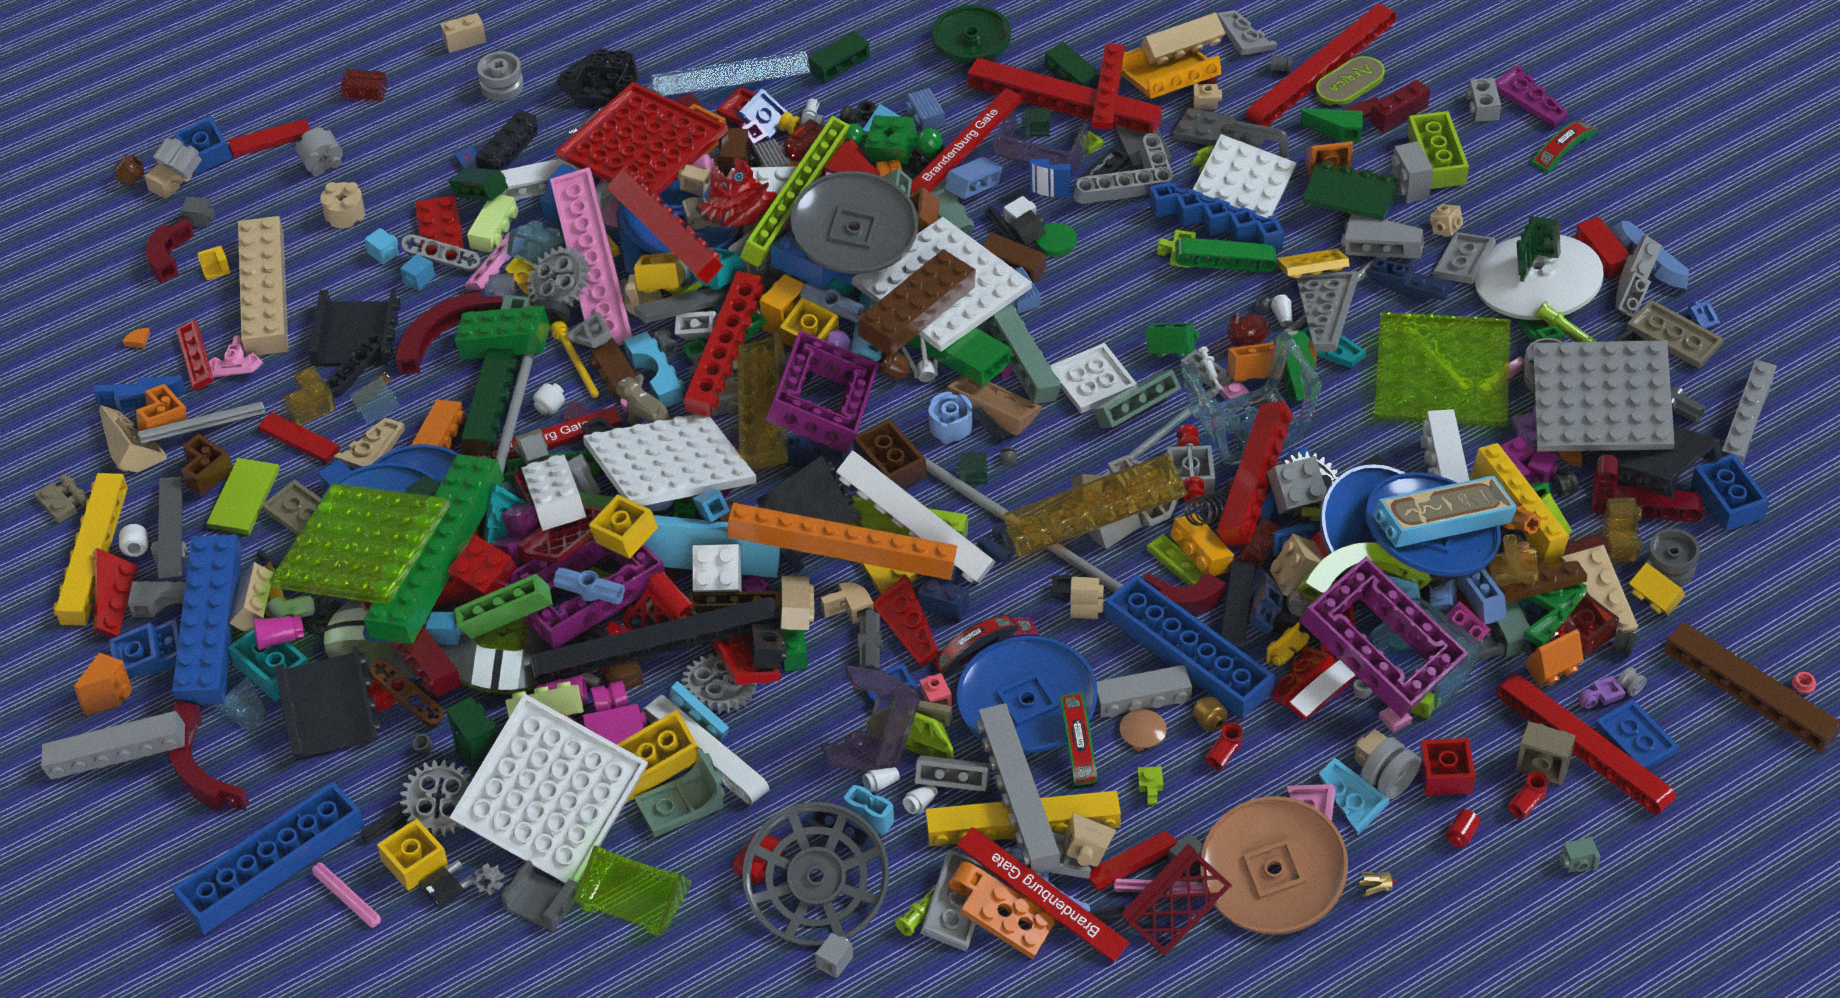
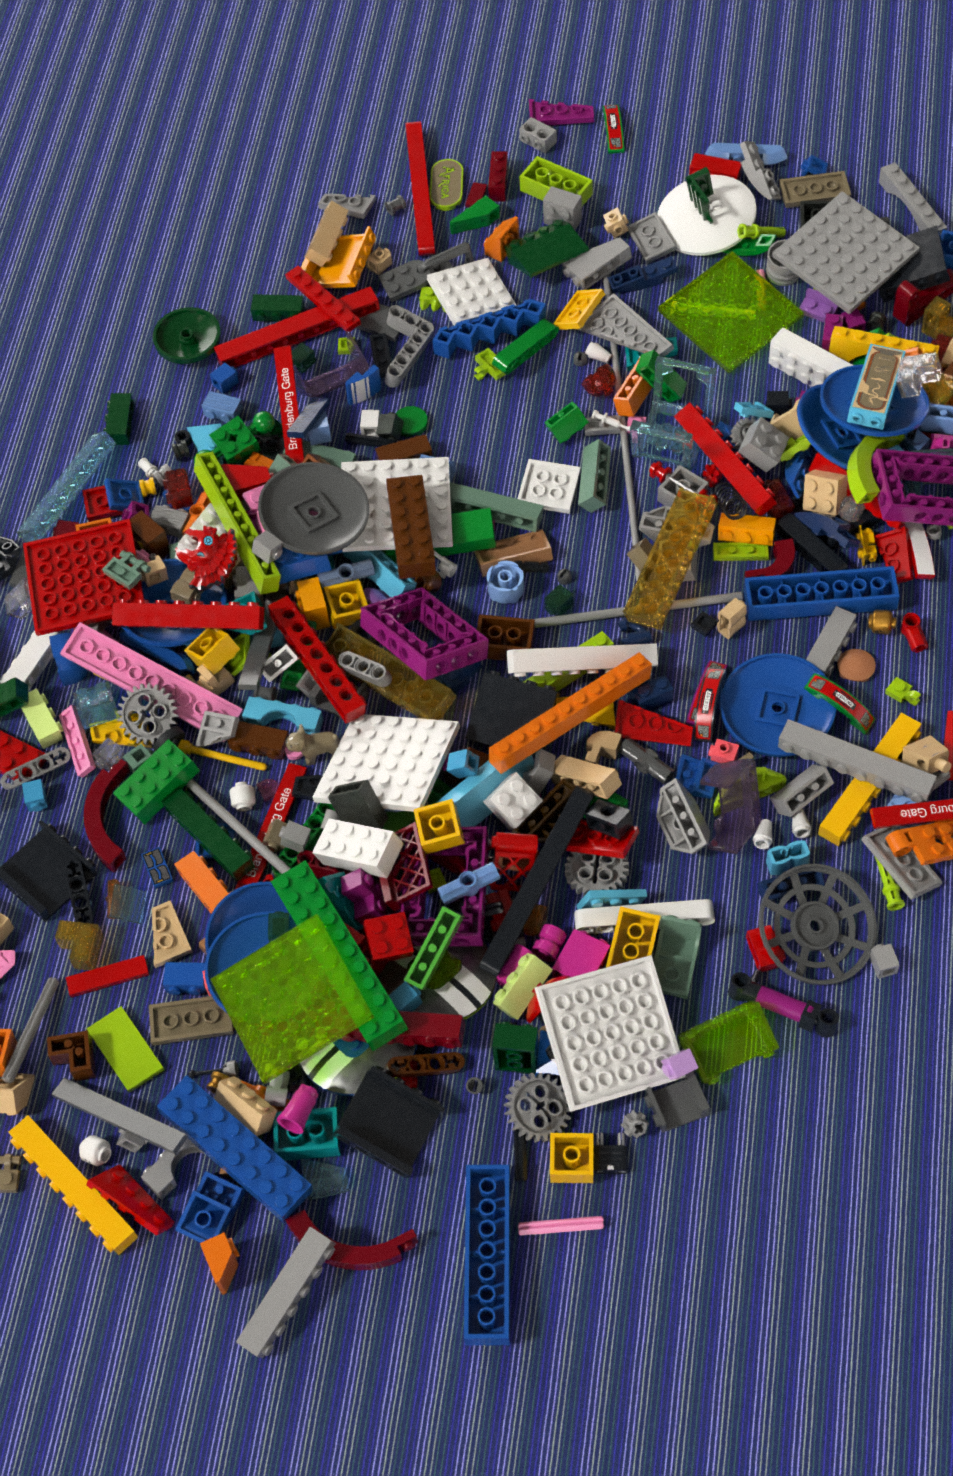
camera: 45 degrees left, 10 degrees up
(426, 397) = (157, 868): none -> tile
(569, 865) = (679, 1064): none -> lavender brick
(595, 467) = (358, 804): none -> pearl dark grey brick
(664, 159) = (124, 574): none -> sand green plate
(719, 930) = (807, 1014): none -> black piece
(744, 379) = (370, 674): none -> light grey beam
(769, 571) = (542, 772): none -> light grey slope
(779, 220) = (267, 547): none -> light grey brick
(832, 709) = (681, 819): none -> light grey wedge
(958, 89) = (224, 378): none -> blue brick
(964, 163) = (308, 417): none -> tile
(1338, 455) = (758, 410): none -> medium azure wing
(1491, 527) = (915, 371): none -> clear brick

